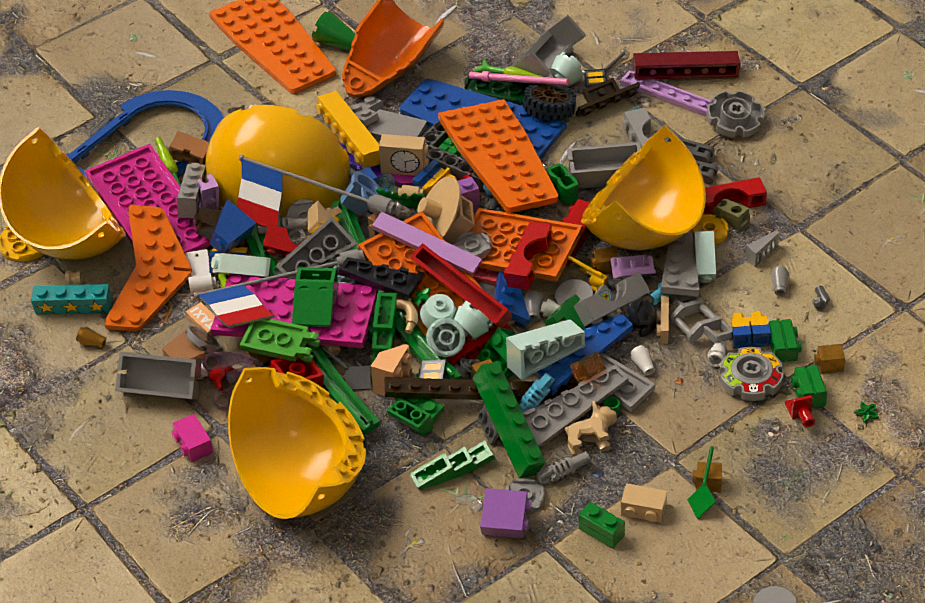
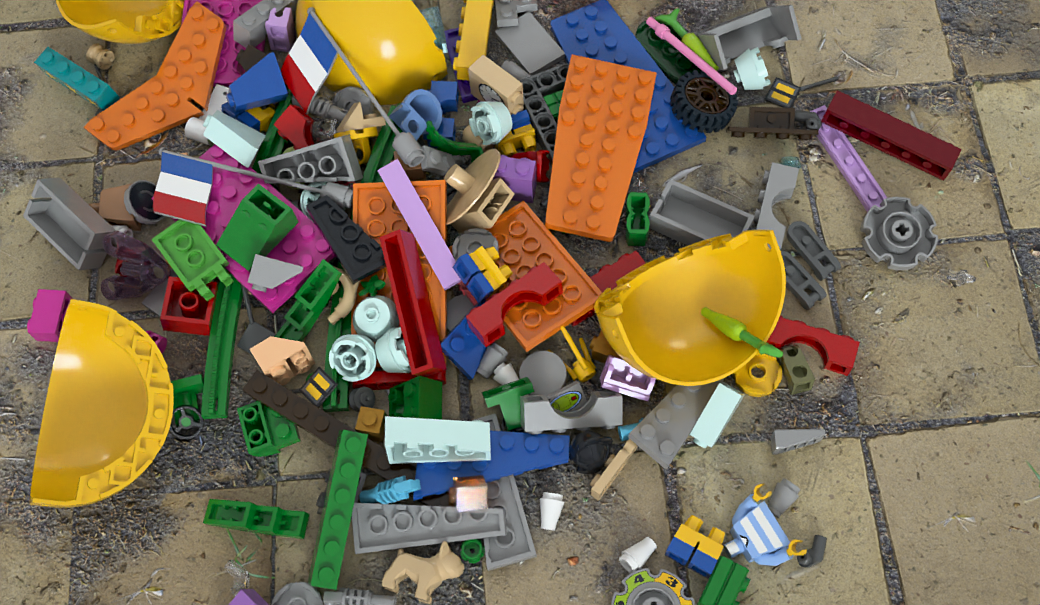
camera: 35 degrees right, 20 degrees up
(90, 338) = (61, 133): pearl gold cone -> none
(349, 313) = (271, 272): none -> light grey slope
(386, 181) = (464, 108): clear light blue plate -> none
(419, 171) = (490, 121): none -> light aqua cone
(492, 247) = (482, 273): none -> hips
(626, 80) = (810, 118): none -> dark grey arm
(682, 202) = (738, 331): none -> piece
(705, 326) = (642, 512): light grey bar -> none
(782, 302) = (759, 534): none -> light blue torso

